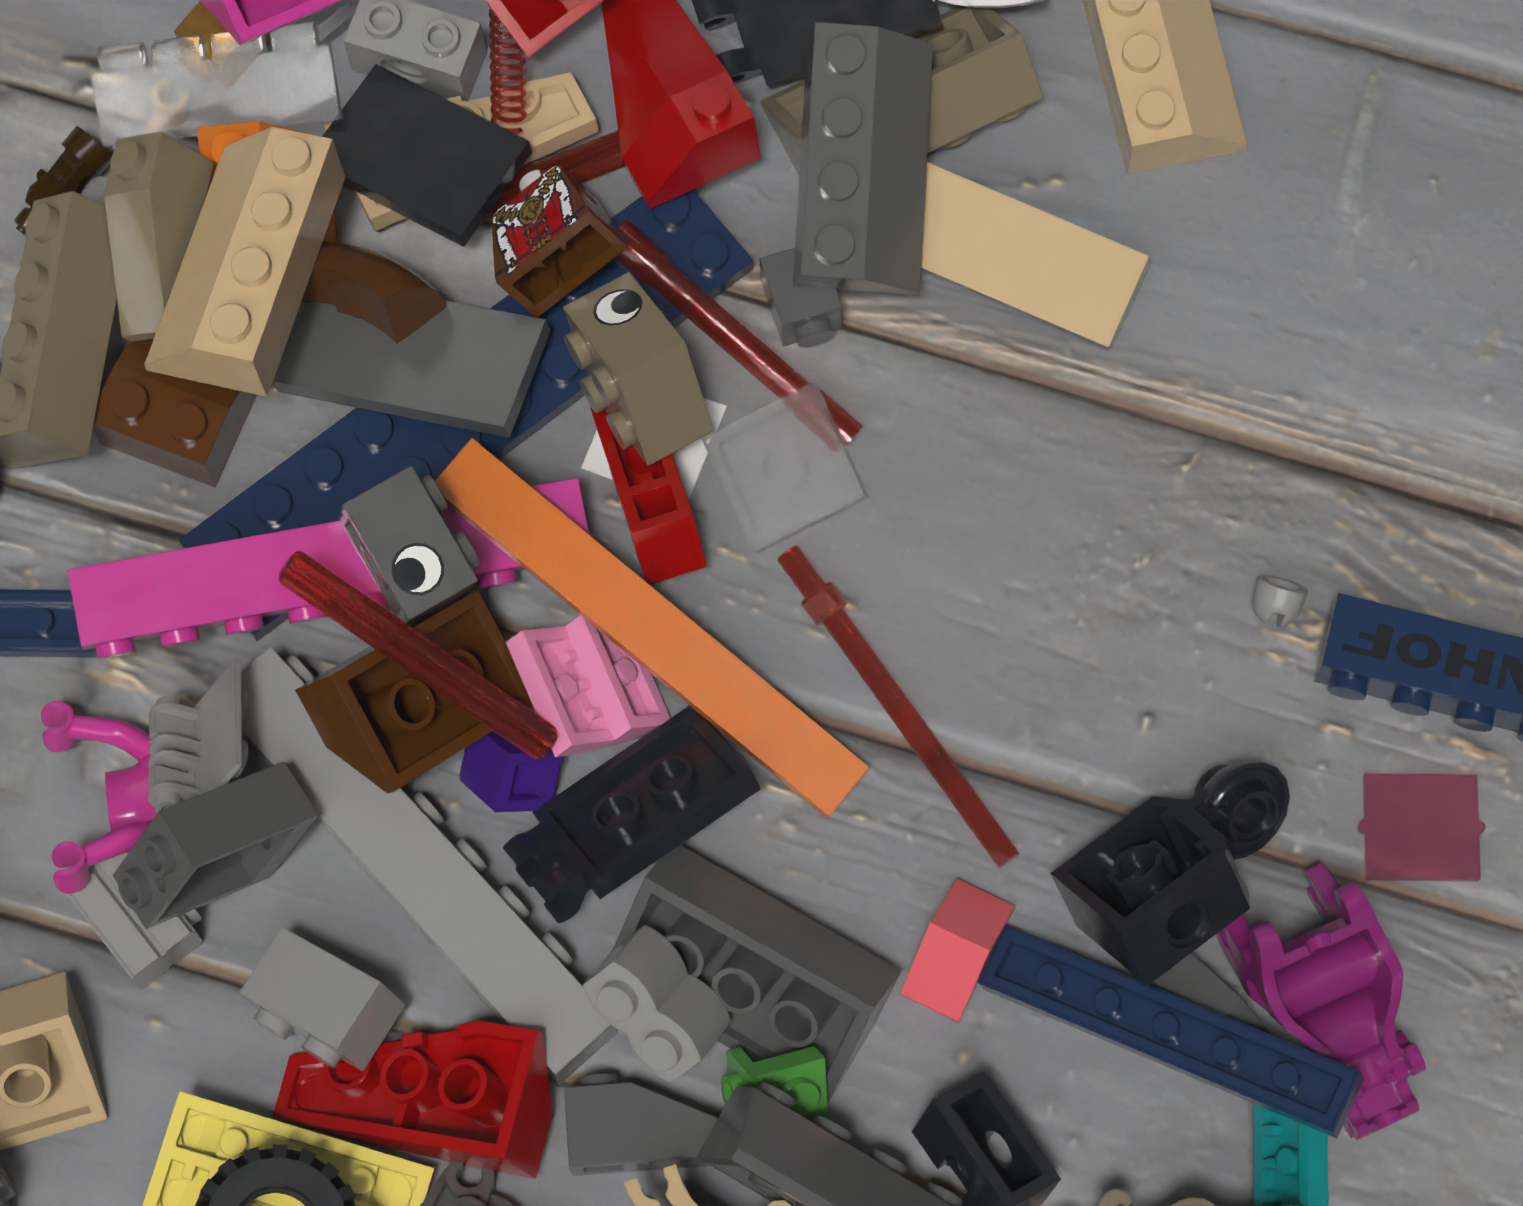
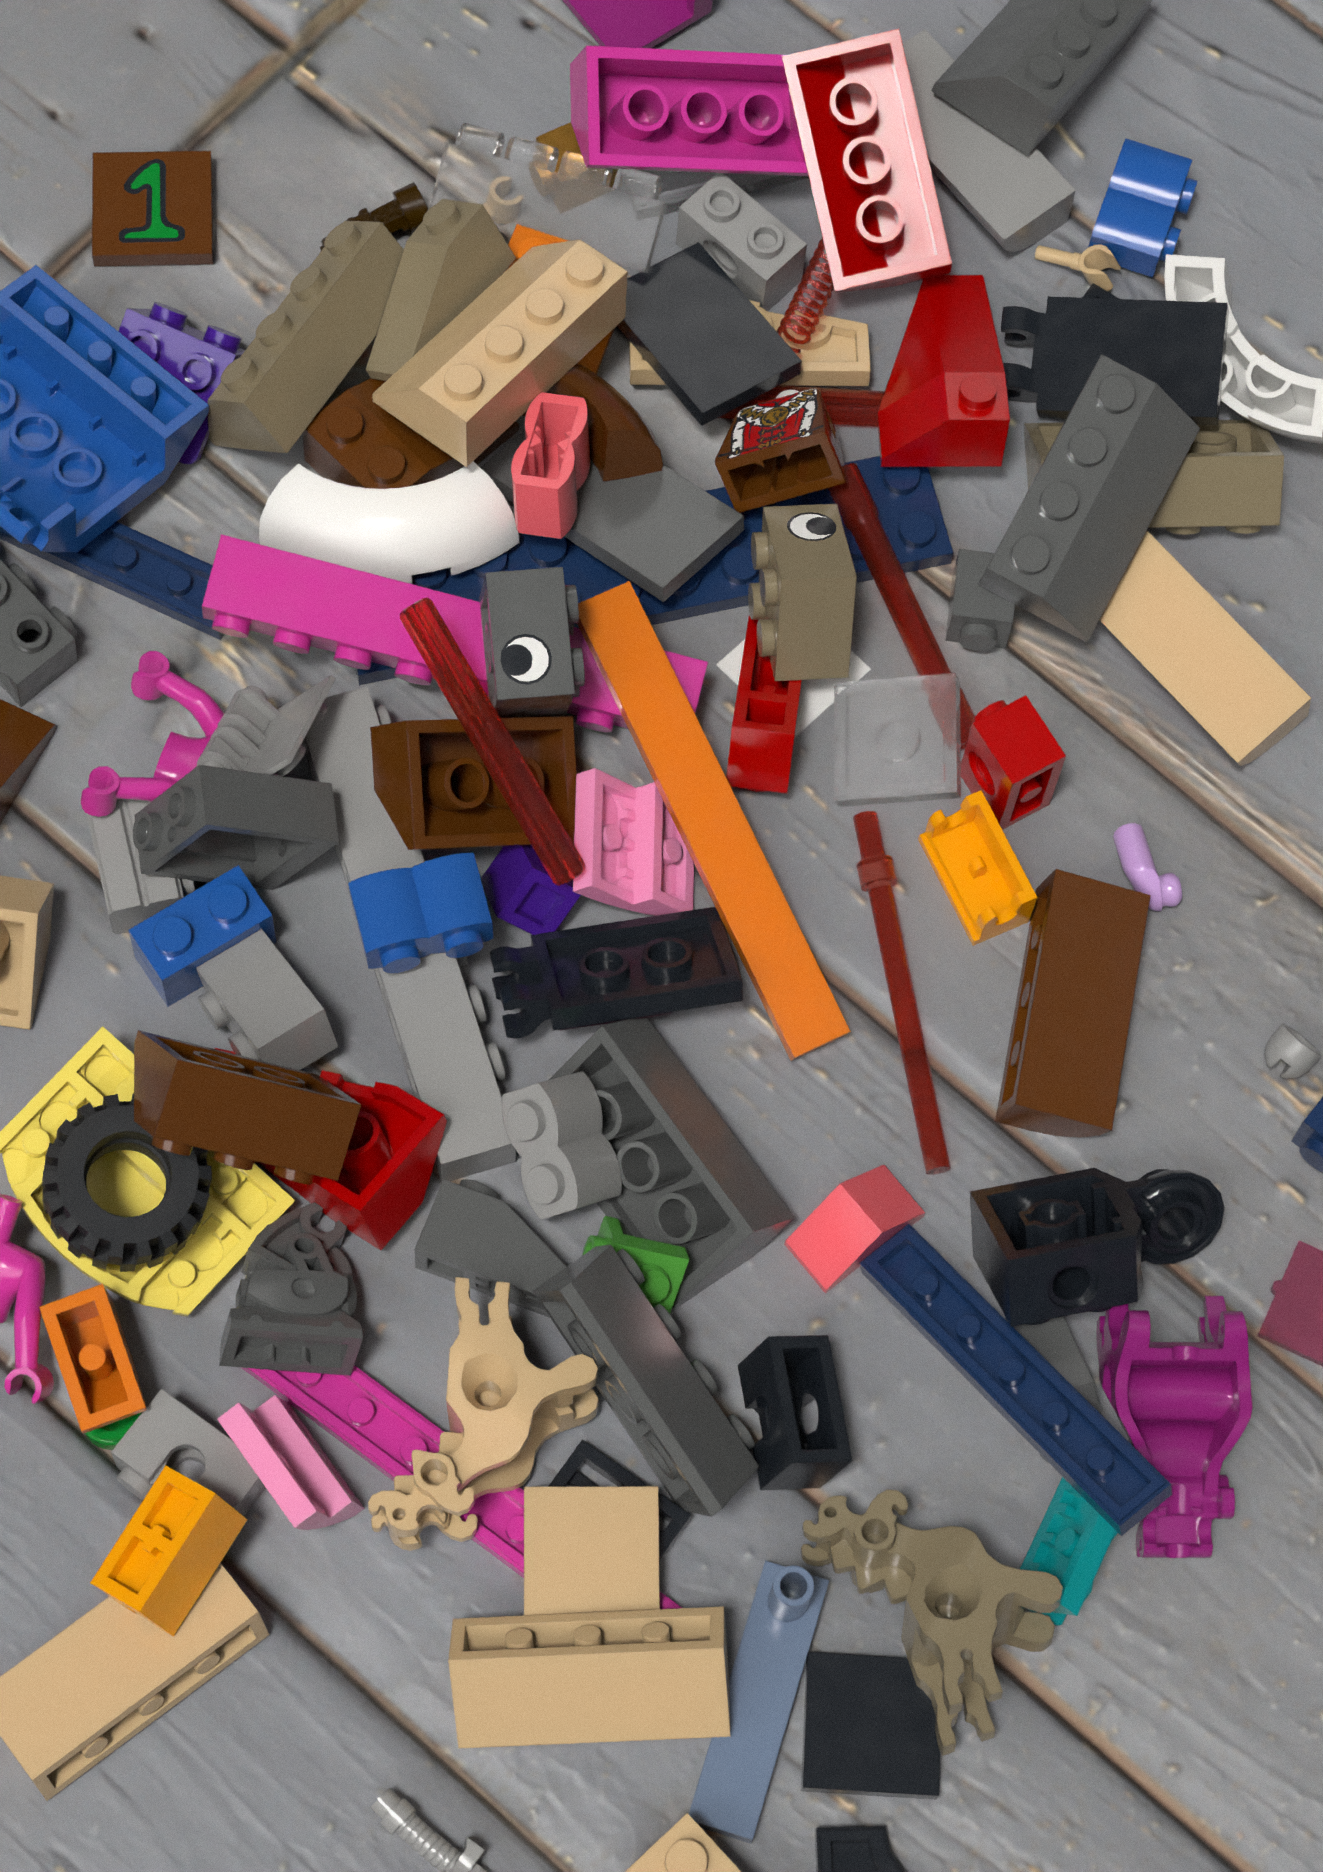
camera: 15 degrees right, 5 degrees down
(218, 488) = (392, 530): none -> white brick
(224, 955) = (196, 930): none -> blue brick
(344, 355) = (551, 465): none -> coral brick
(350, 1117) = (240, 1109): none -> reddish brown slope
(426, 846) = (421, 912): none -> blue brick
(901, 443) = (1012, 760): none -> red brick
(915, 558) = (978, 869): none -> light orange hinge
(1062, 649) = (1073, 1007): none -> reddish brown brick
(1064, 489) = (1141, 870): none -> lavender arm

